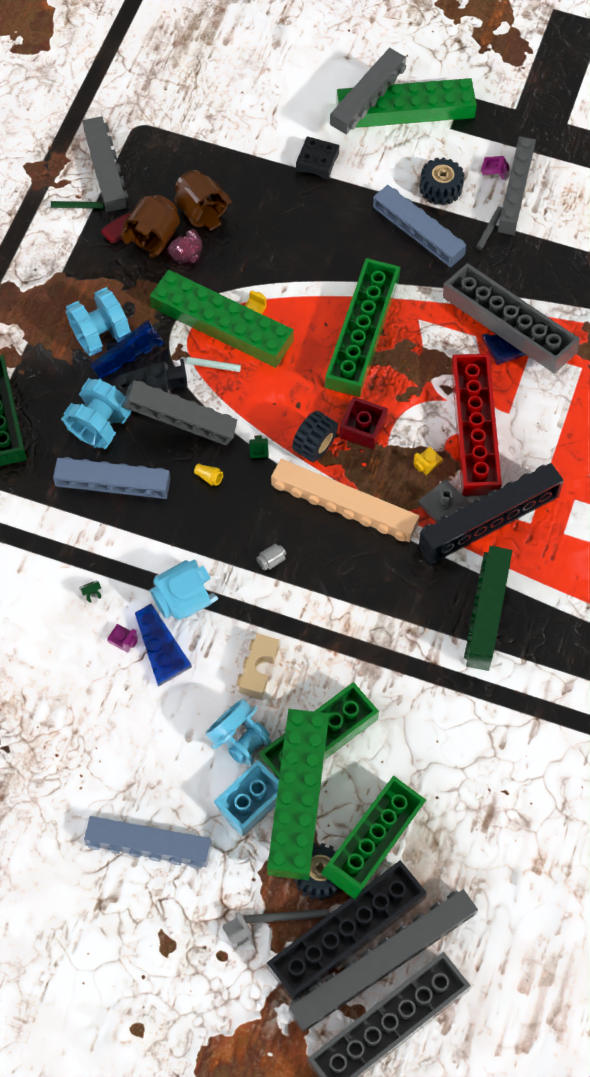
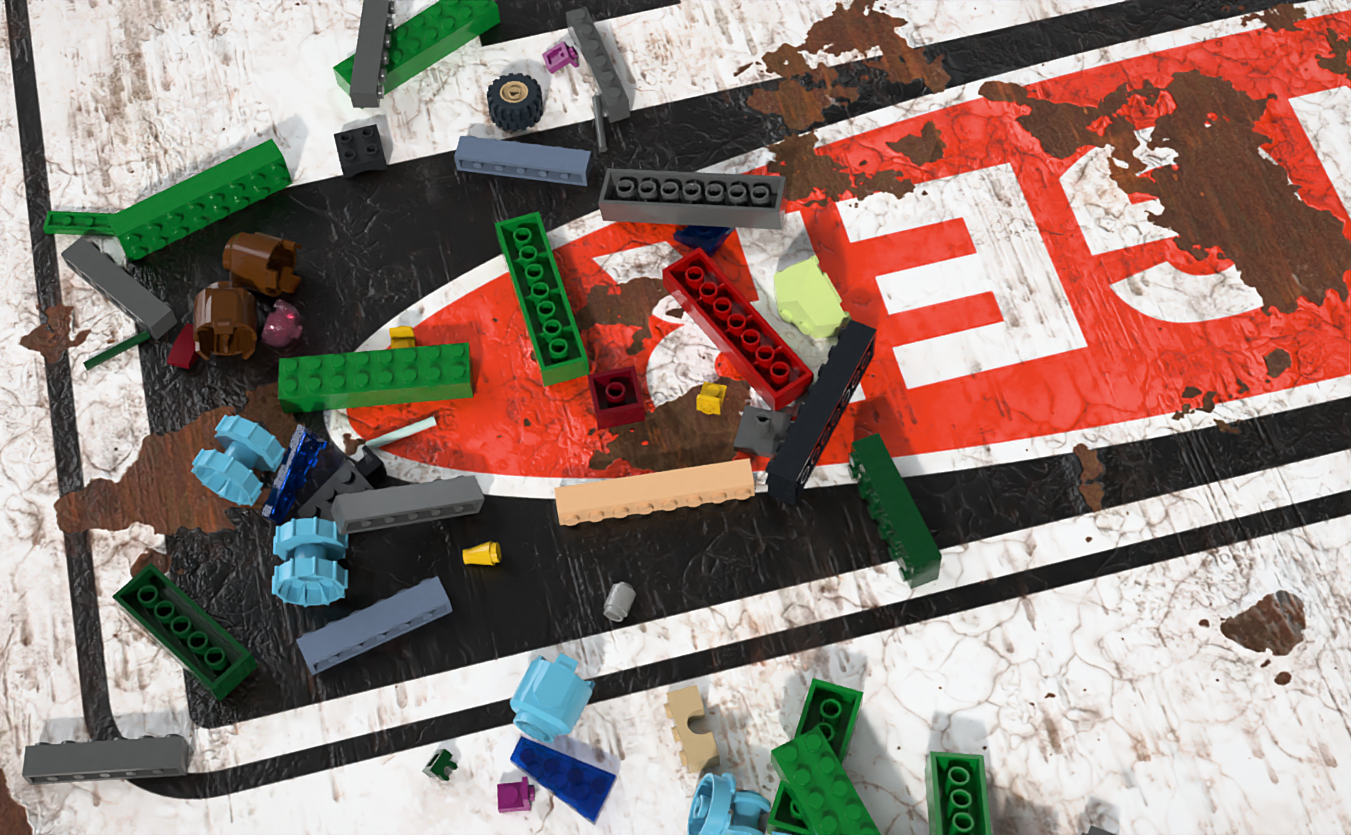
camera: 30 degrees left, 5 degrees down
(116, 110) = (78, 223): none -> green tile
(191, 134) = (200, 200): none -> green brick
(258, 447) = (518, 491): dark green tile -> none
(314, 436) = (575, 441): black wheel -> none
(536, 434) = (809, 299): none -> yellowish green wedge

